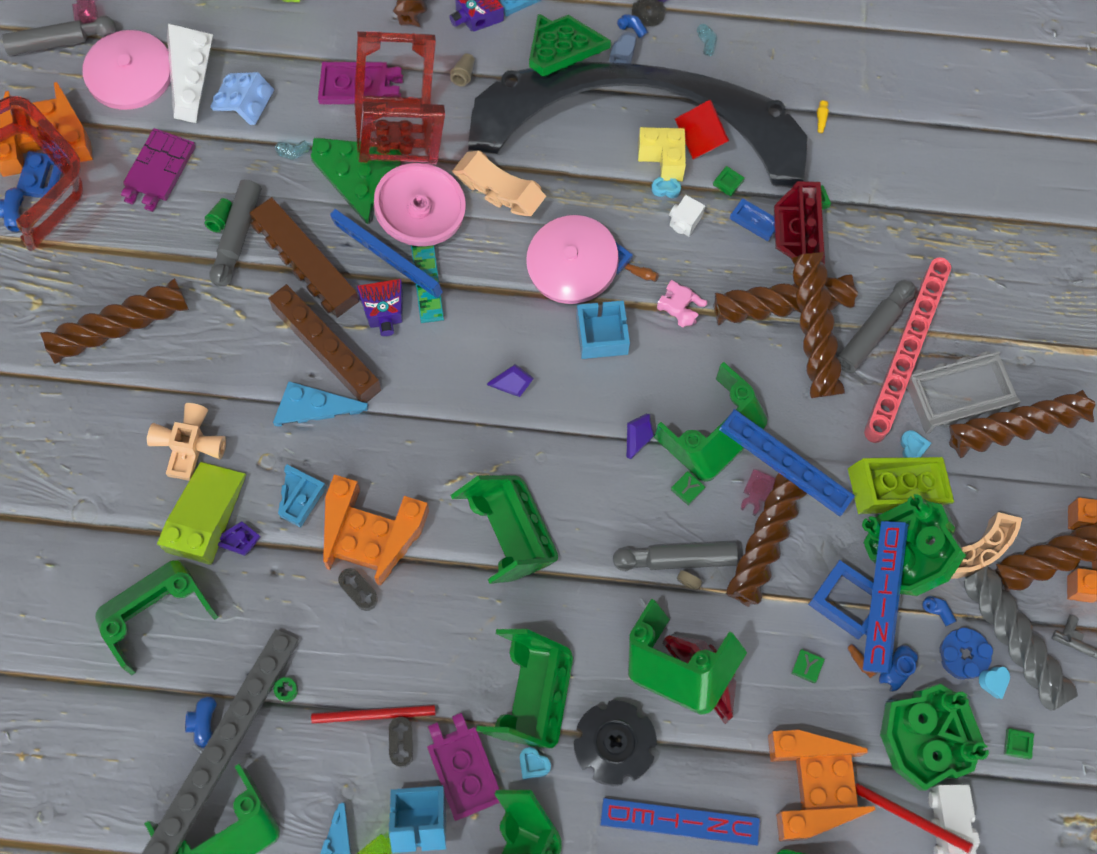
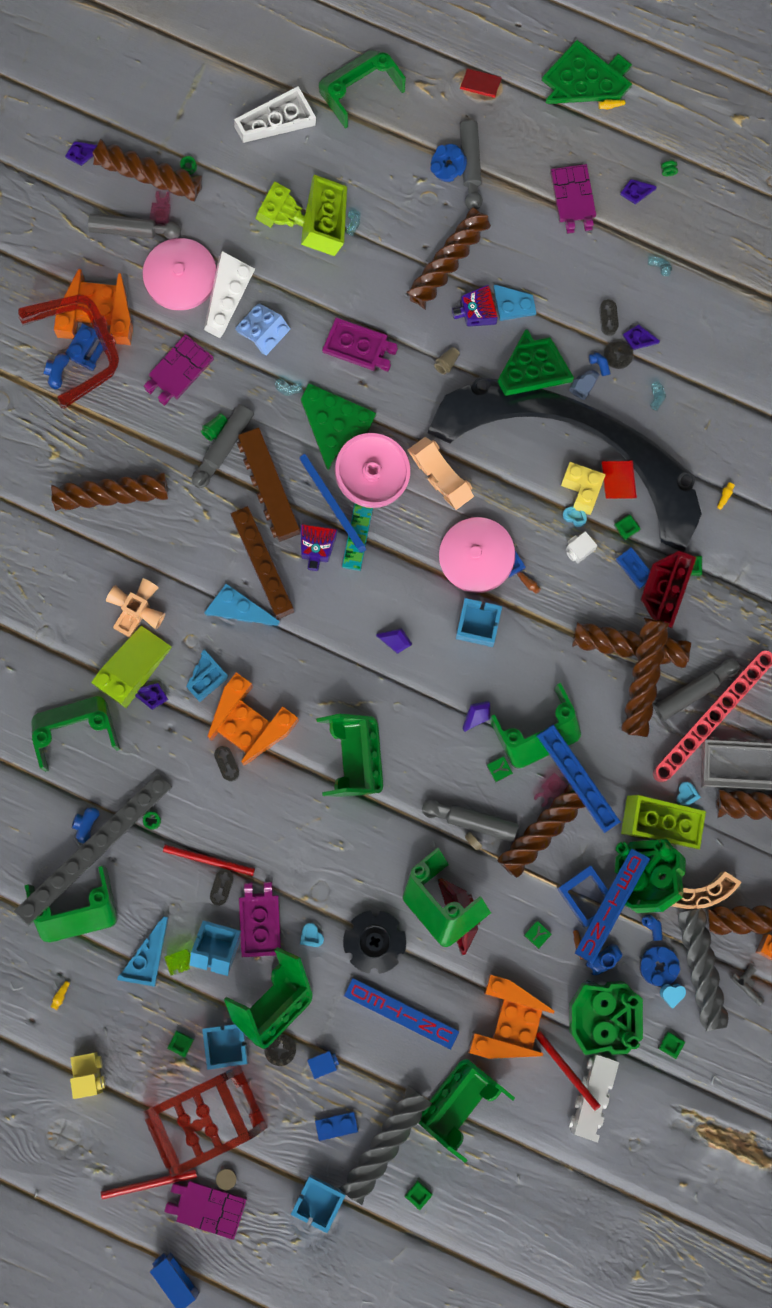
camera: 20 degrees right, 10 degrees up
(370, 108) = (372, 403): clear red windscreen -> none
(539, 690) = (333, 886): green windscreen -> none
(680, 299) = (546, 619): bright pink animal -> none

